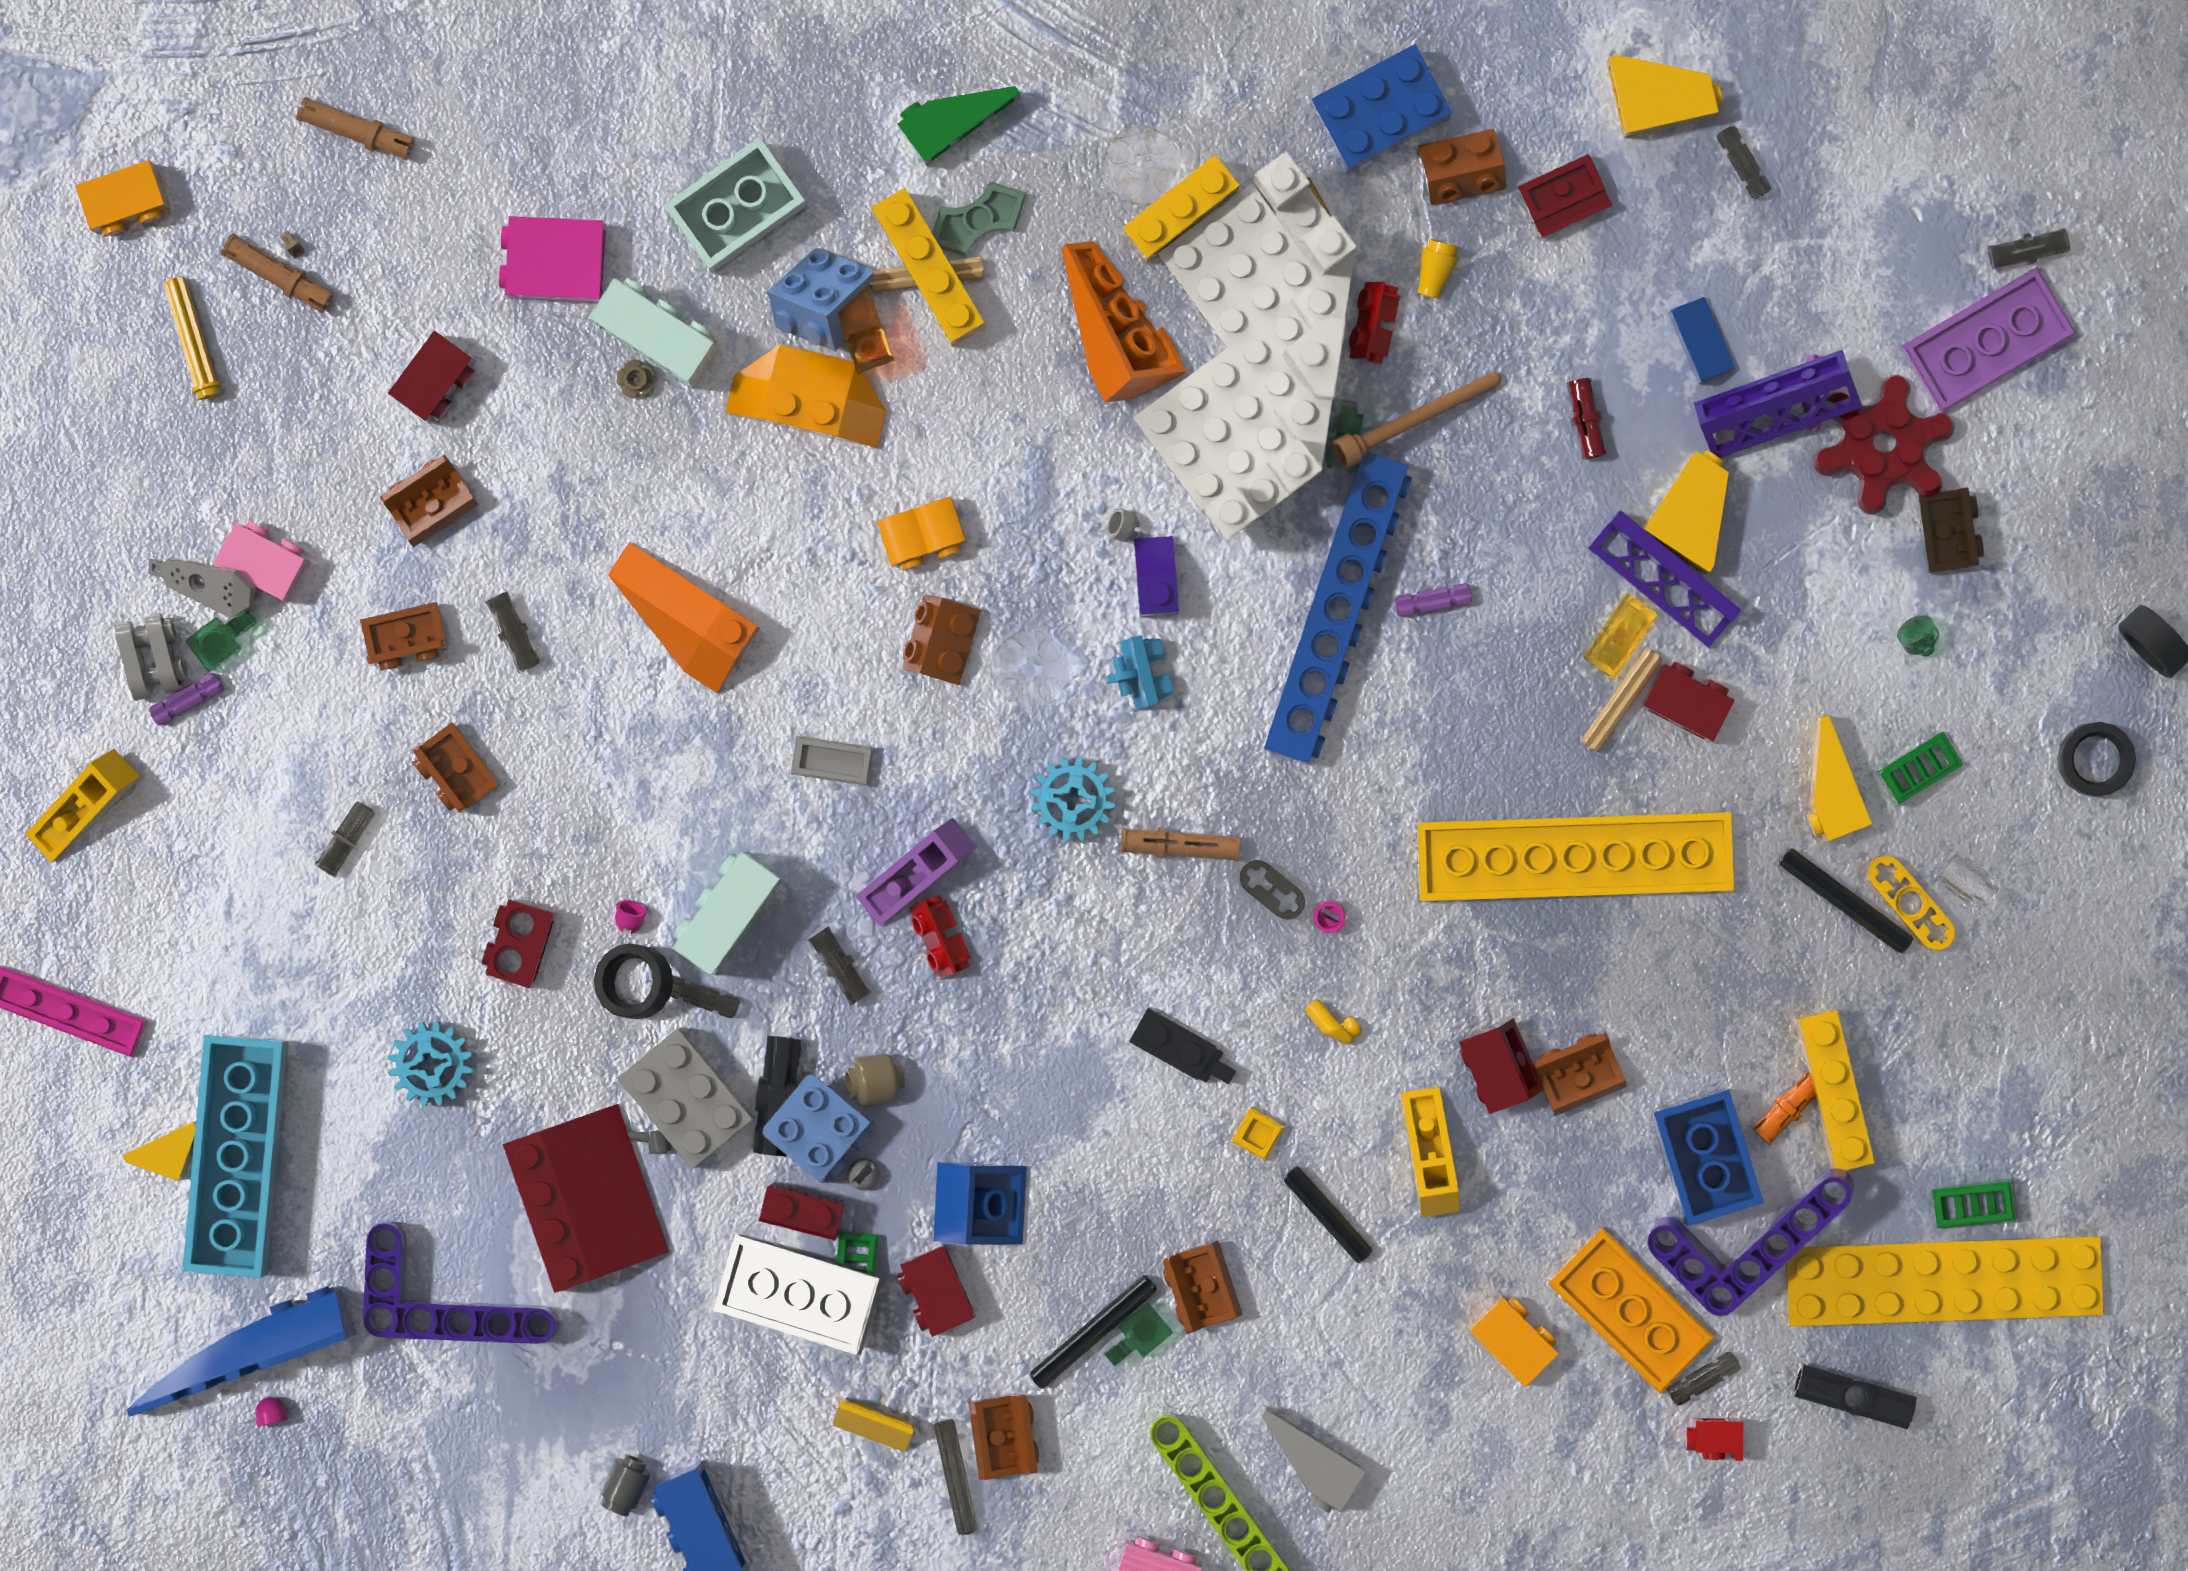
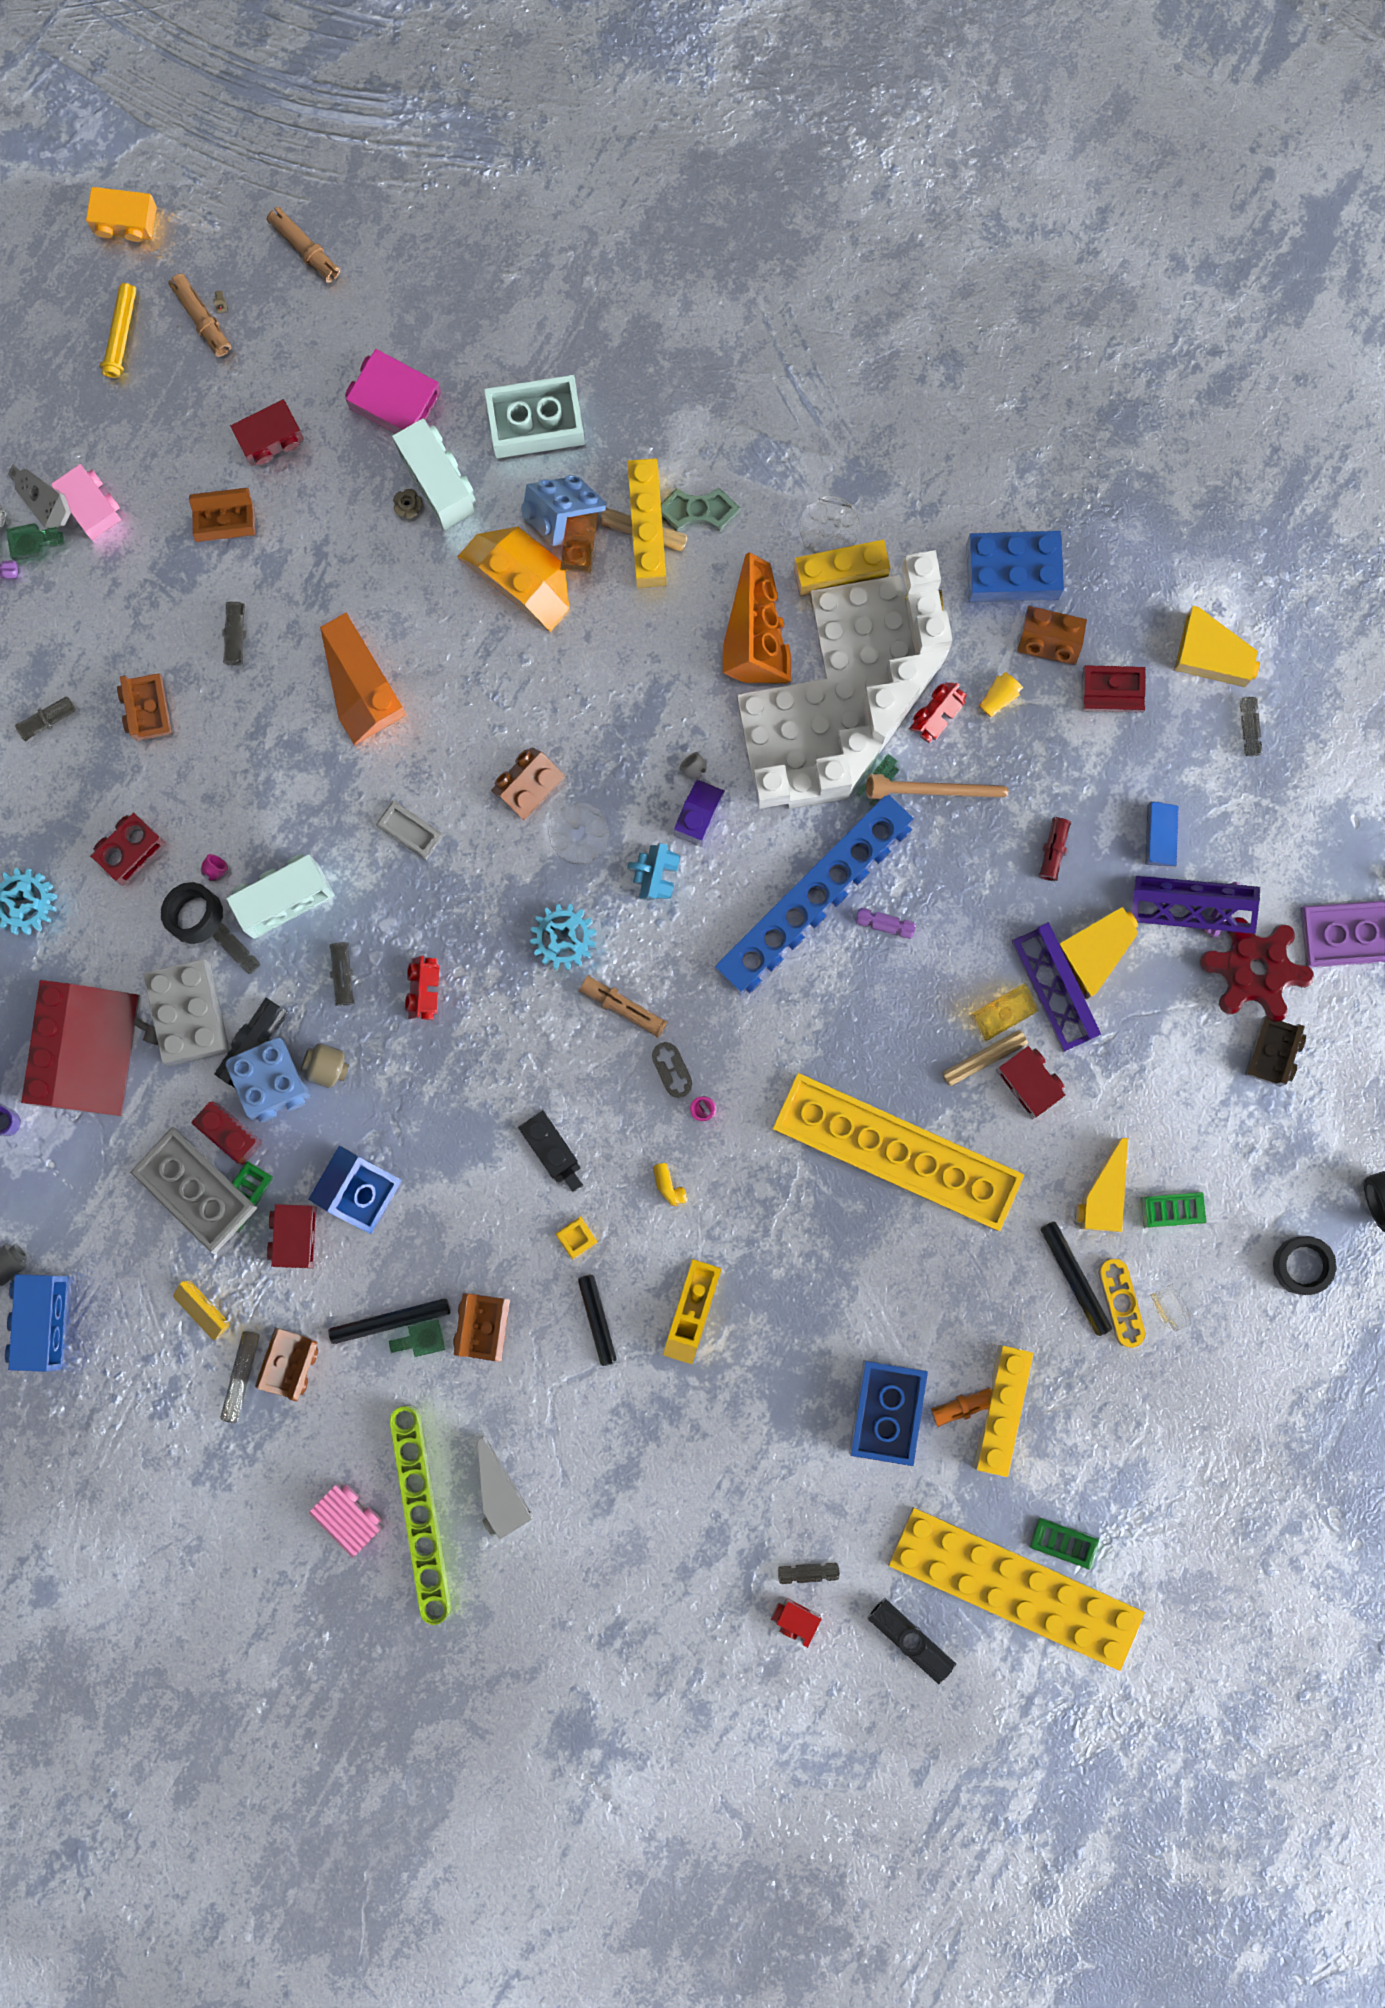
camera: 20 degrees right, 5 degrees down
(403, 635) = (157, 598): dark orange bracket -> none
(870, 1180) = (286, 1135): light grey hinge -> none
(916, 871) = (429, 933): medium lavender slope -> none
(921, 533) = (551, 702): light orange brick -> none
(948, 120) = (711, 432): green slope -> none
(1500, 1066) = (772, 1274): dark red brick -> none
(1514, 1340) = (685, 1476): light orange brick -> none
(1579, 1073) = (826, 1307): dark orange bracket -> none
(1631, 1310) = (780, 1497): light orange tile -> none
(1757, 1250) = (891, 1498): dark purple beam -> none
(1918, 635) = (1218, 1115): clear green tile -> none

